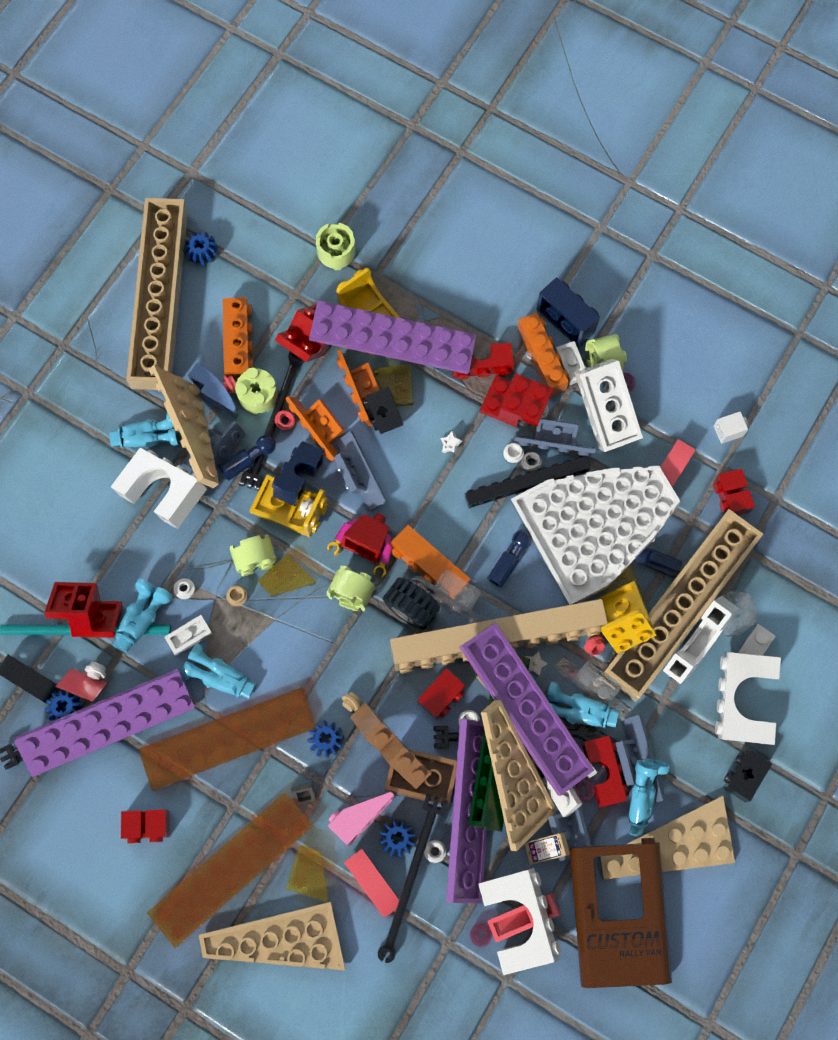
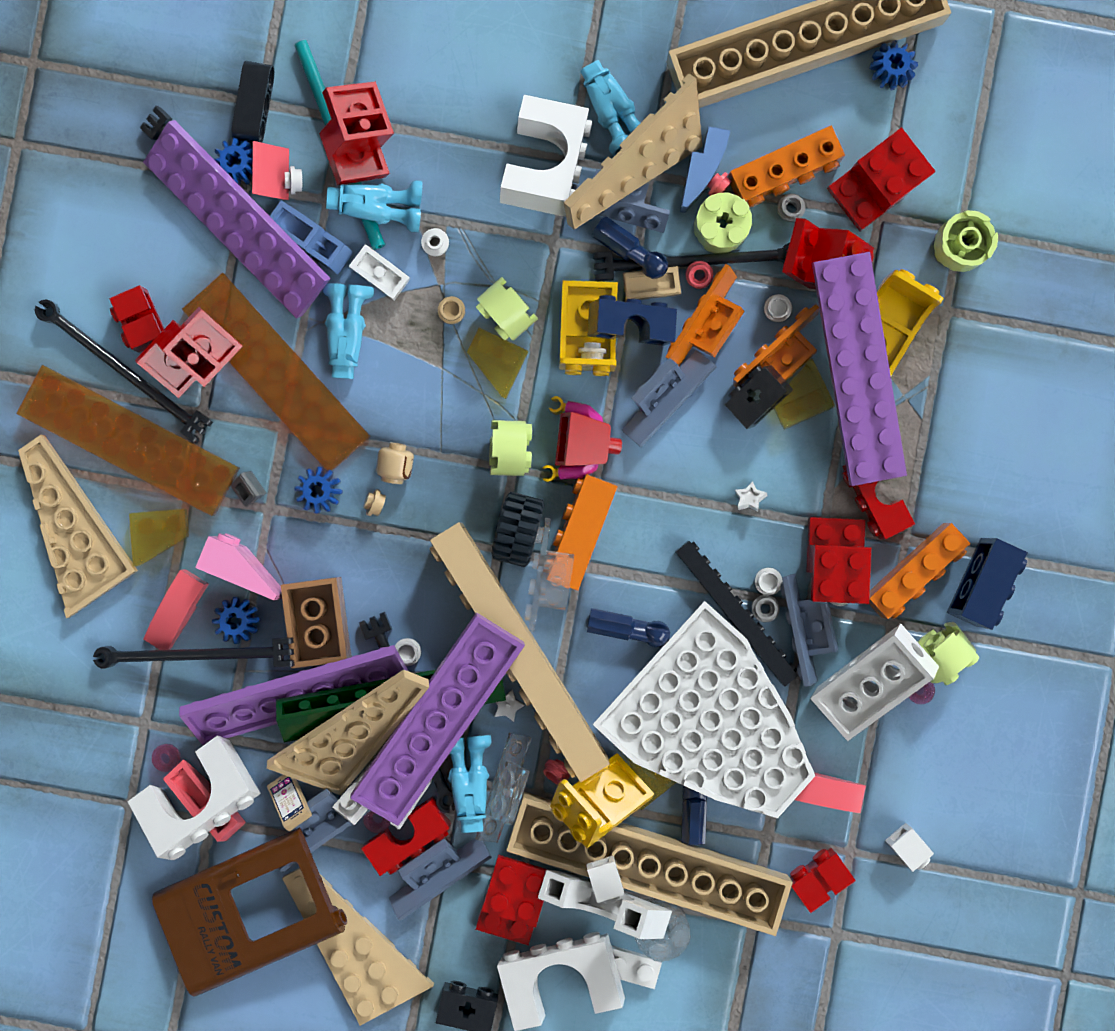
camera: 70 degrees right, 15 degrees up
(139, 875) = (190, 422): none -> black hinge
(142, 671) = (312, 237): none -> medium blue slope
(186, 792) = (188, 352): none -> bracket
(265, 340) = (792, 199): none -> light grey plate
(272, 282) = (881, 179): none -> red bracket
(274, 462) = (641, 287): none -> tan tile
(329, 378) = (777, 308): none -> white plate
(329, 675) = (394, 463): none -> tan head
(390, 746) = (337, 559): medium nougat arch -> none
(442, 694) = (424, 607): red piece -> none
(442, 851) = (234, 676): white plate -> none
(570, 359) = (922, 611): white plate -> none
(644, 793) = (398, 893): medium azure piece -> none
(677, 710) = (512, 900): none -> red bracket
(684, 632) = (605, 880): none -> white brick

